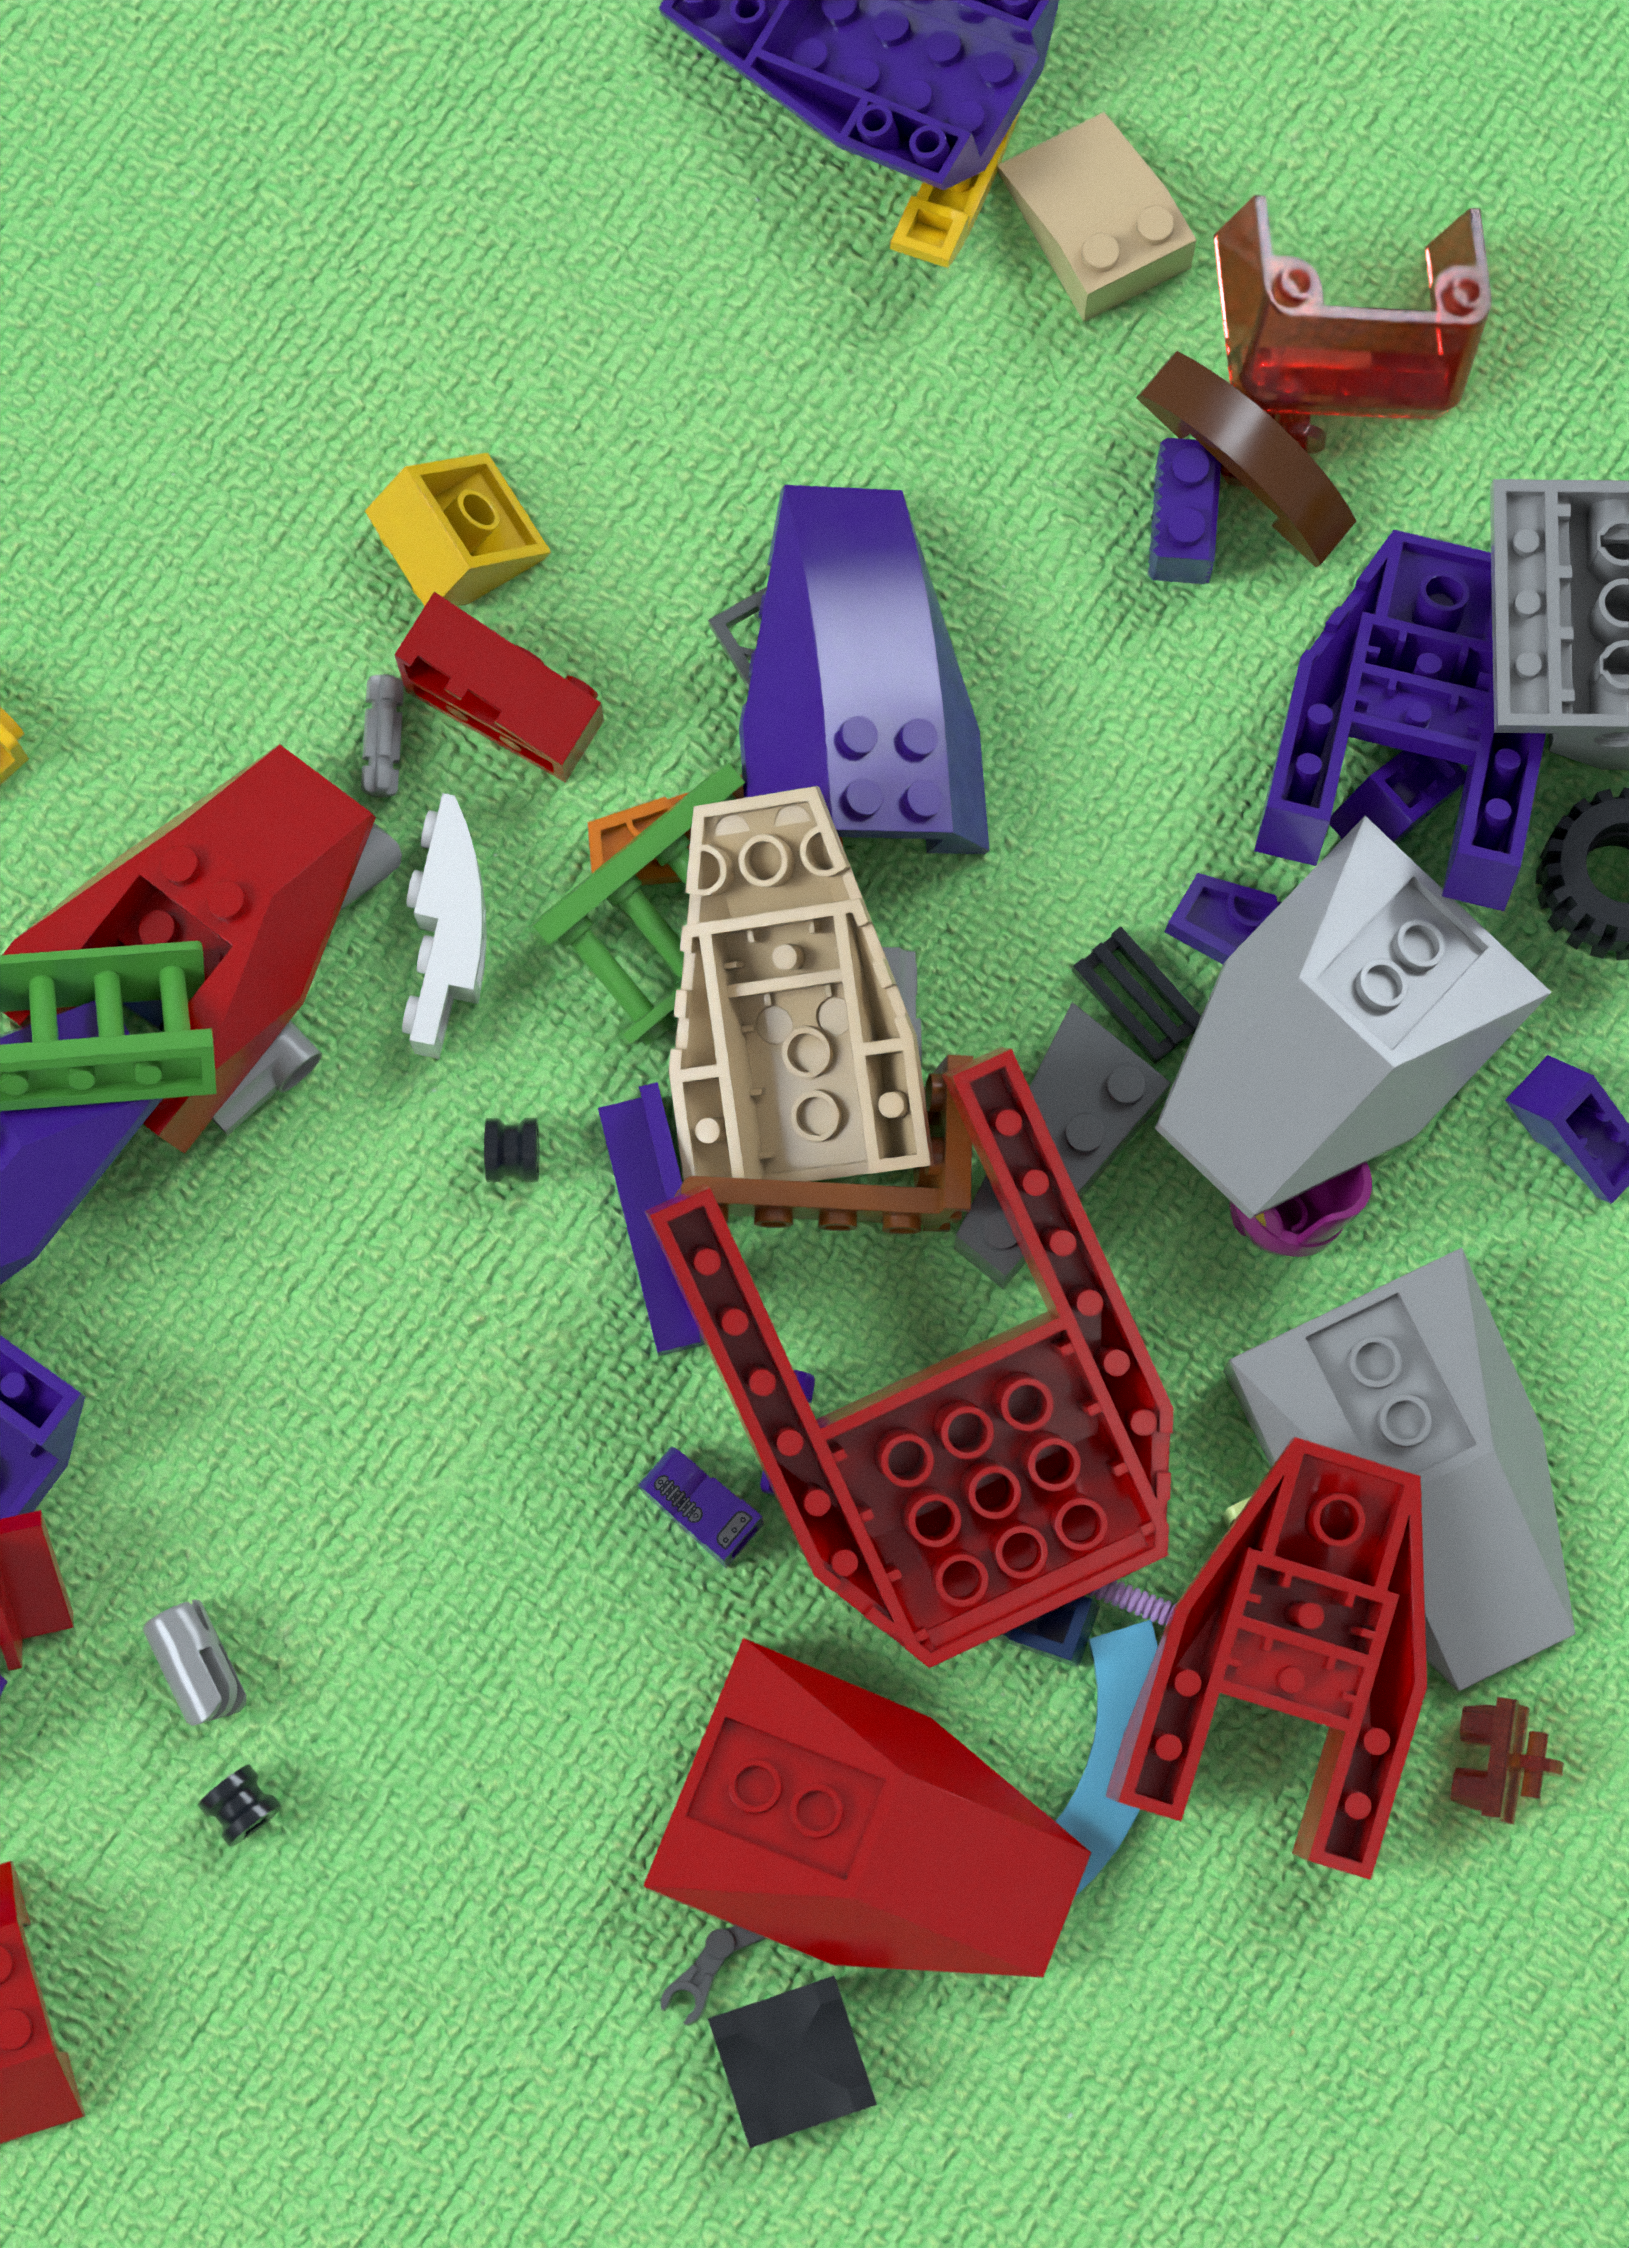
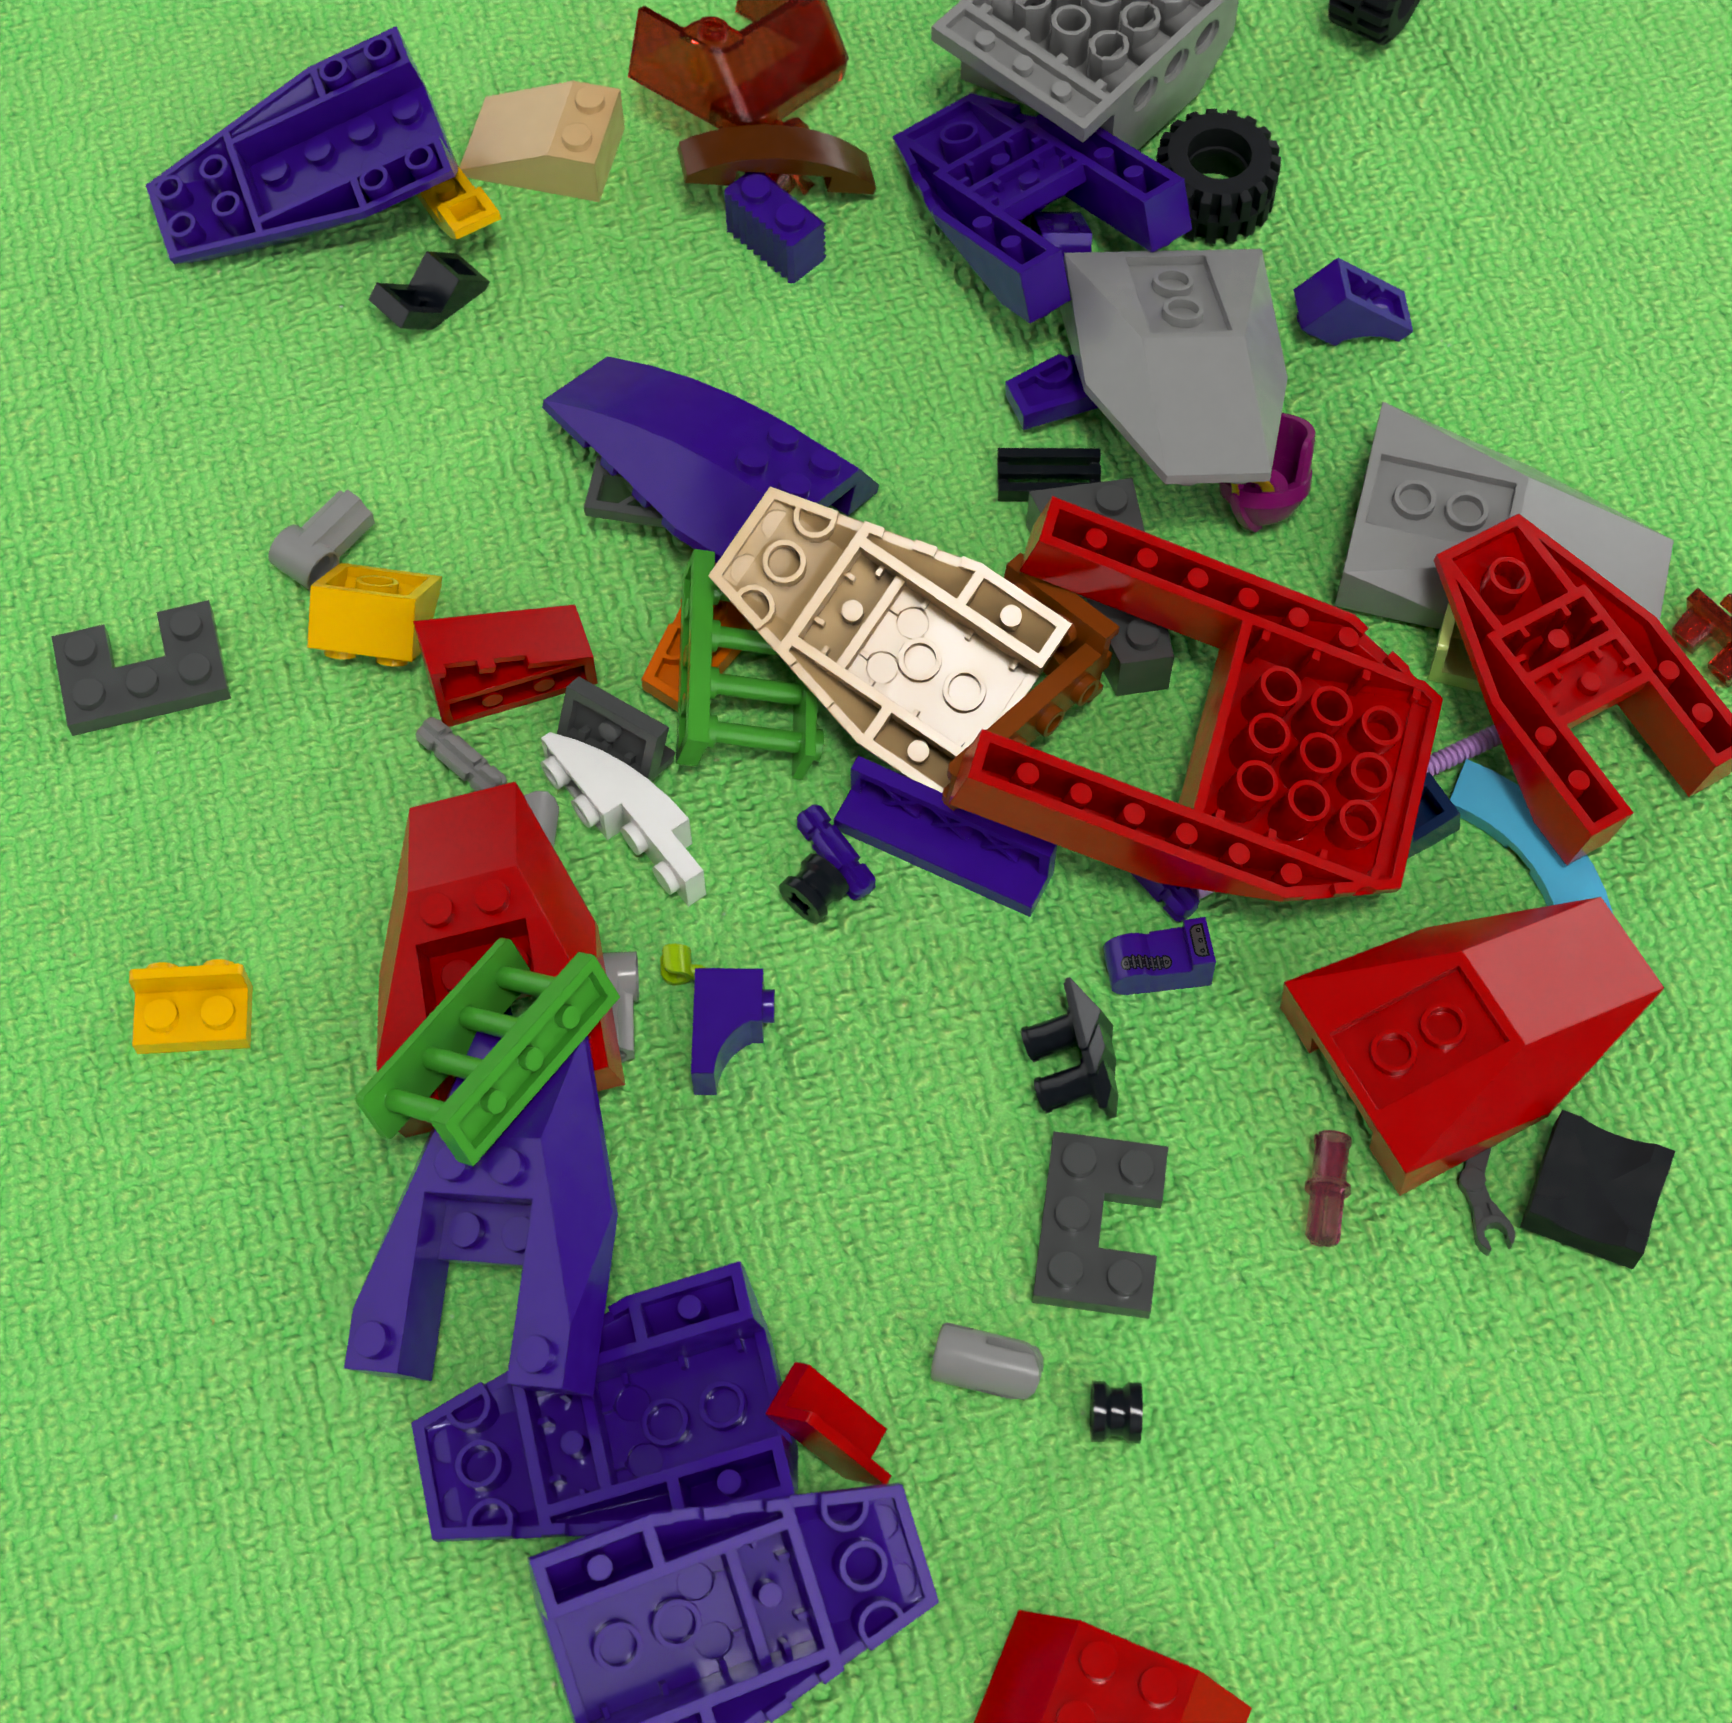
camera: 50 degrees left, 15 degrees down
(182, 381) = (107, 696): none -> dark grey plate
(320, 1179) = (726, 1018): none -> dark purple arch
(342, 1097) = (676, 964): none -> lime hand
(431, 1605) = (1069, 1263): none -> dark grey plate
(470, 419) = (315, 548): none -> light grey piece
(508, 851) = (615, 728): none -> dark grey bracket
(570, 1136) = (836, 849): none -> dark purple axle
(570, 1504) = (1091, 1031): none -> black connector
(600, 1825) = (1327, 1188): none -> axle
(837, 272) = (435, 293): none -> slope

